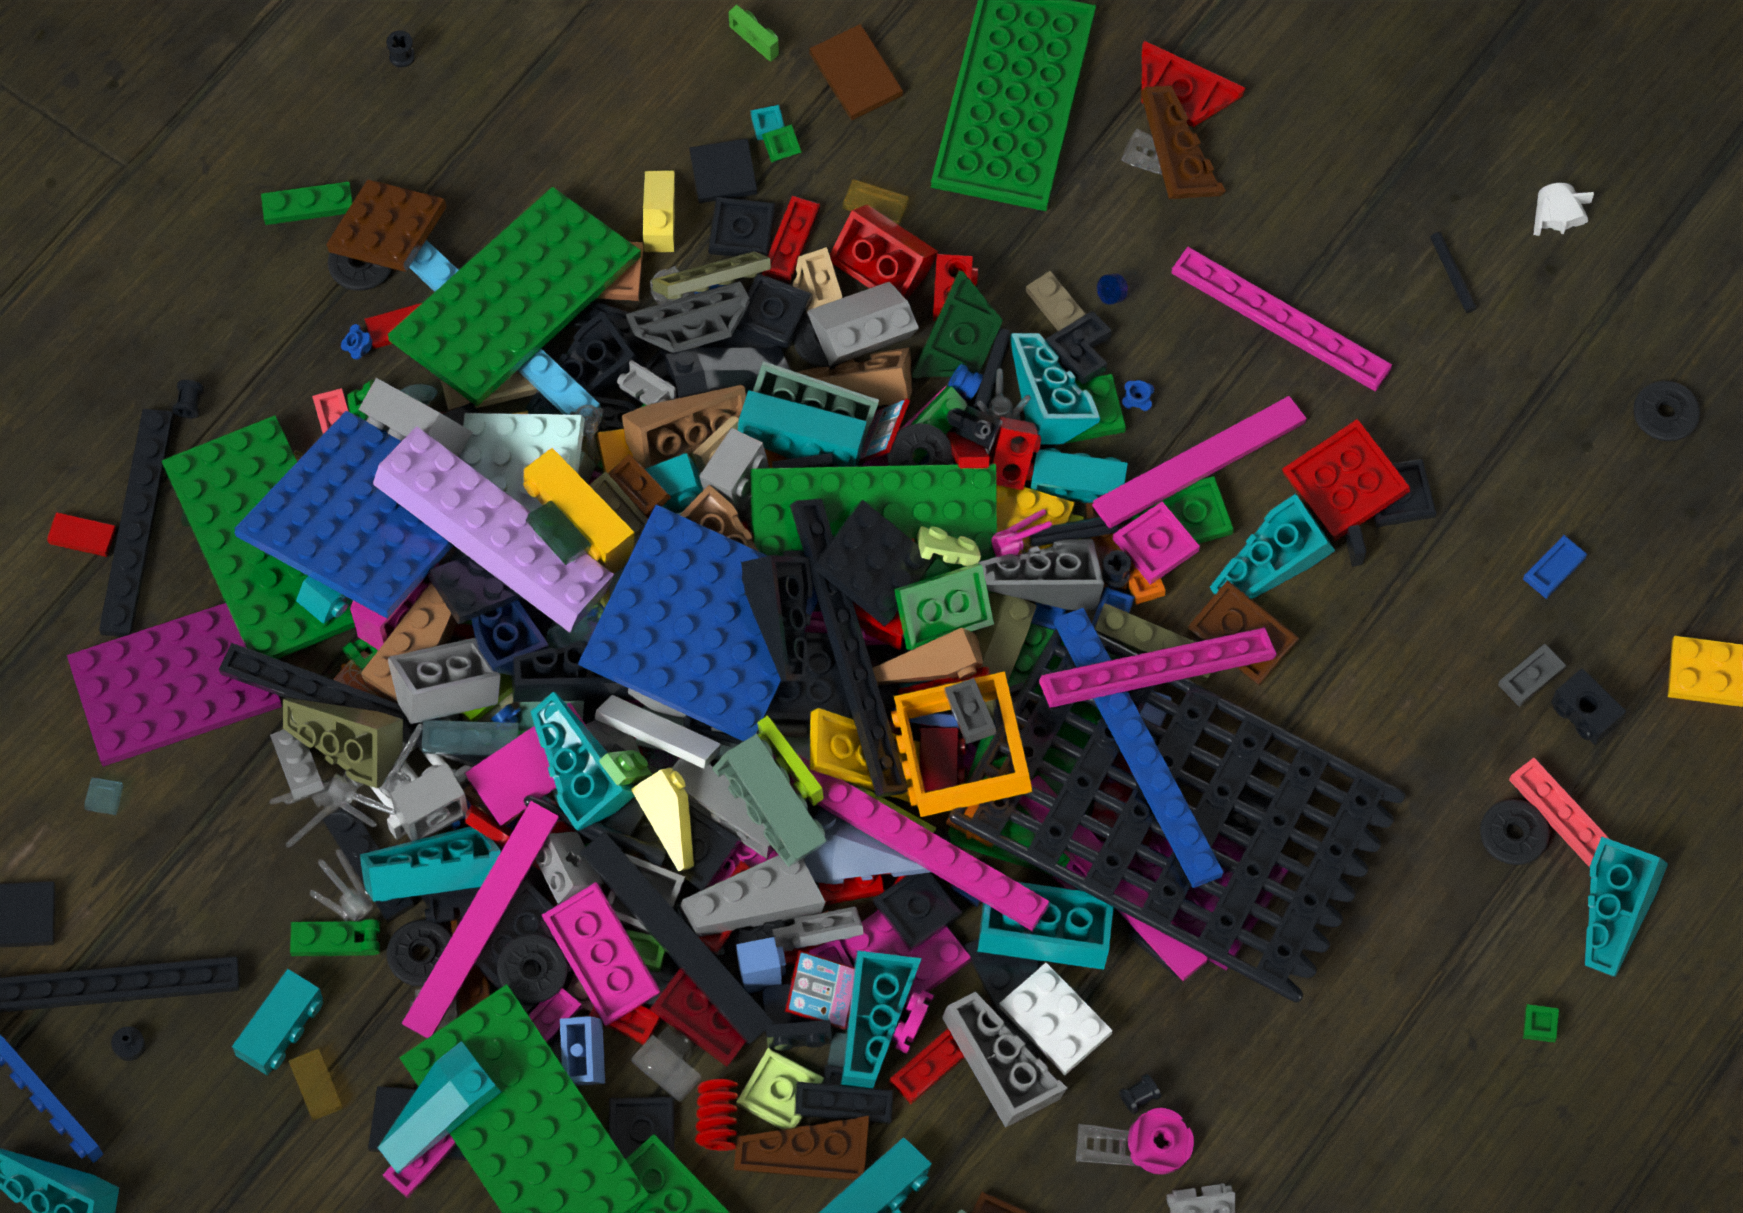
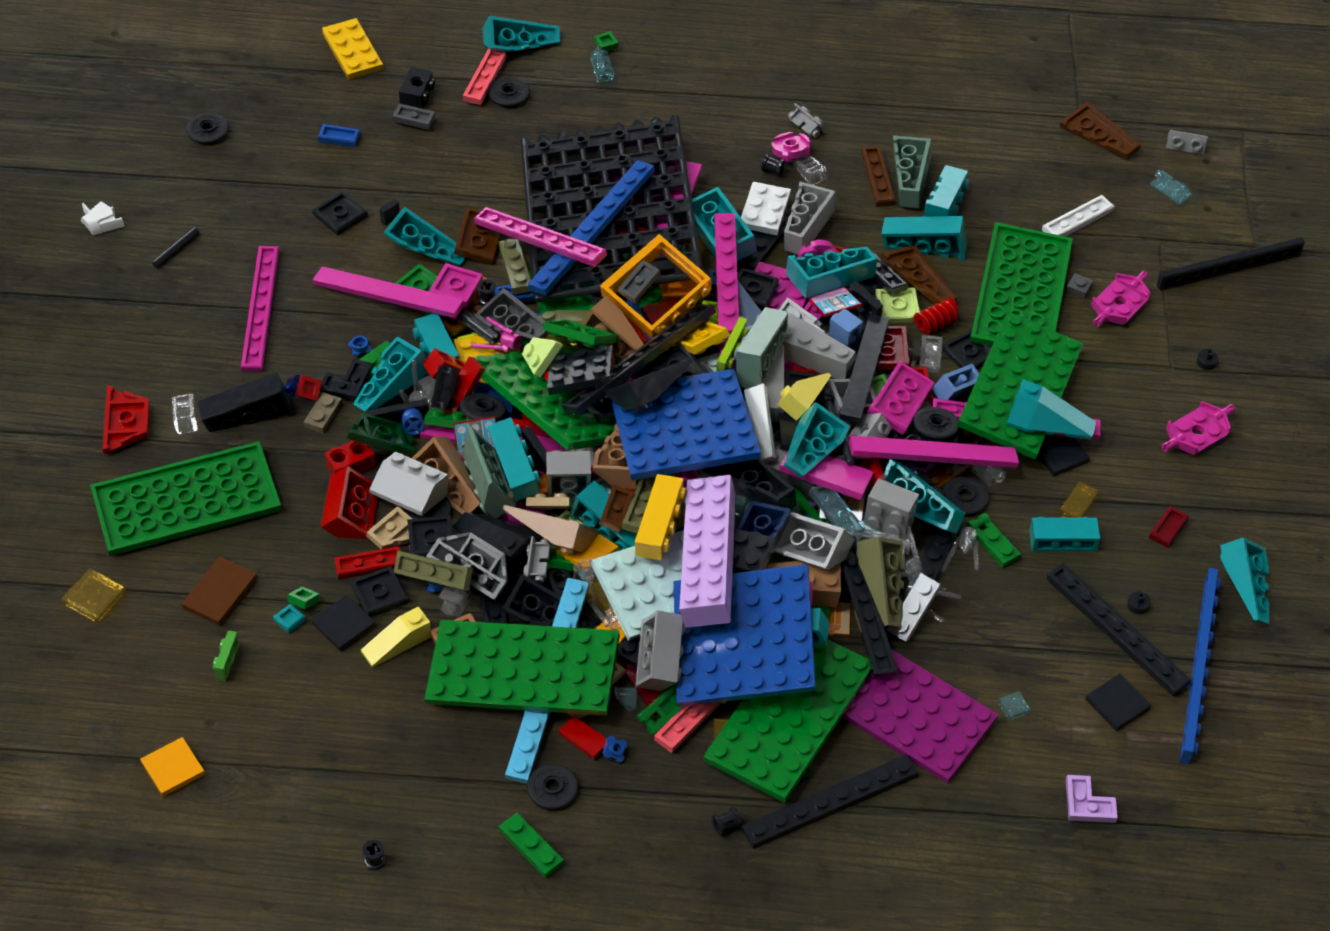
camera: 125 degrees left, 15 degrees down
(81, 534) = (864, 826): red tile -> none
(203, 1168) = (1168, 526): none -> dark red tile
(386, 225) = (519, 777): reddish brown plate -> none
(558, 532) = (688, 506): clear green plate -> none
(625, 767) = (801, 413): bright green plate -> none
(884, 201) = (311, 532): clear yellow tile -> none
(1094, 294) = (308, 388): none -> red plate
(1112, 217) = (246, 404): none -> black wedge
(1178, 151) = (171, 397): reddish brown wing -> none
(1346, 479) = (351, 229): red plate -> none
(1506, 992) = (601, 64): none -> clear light blue hinge

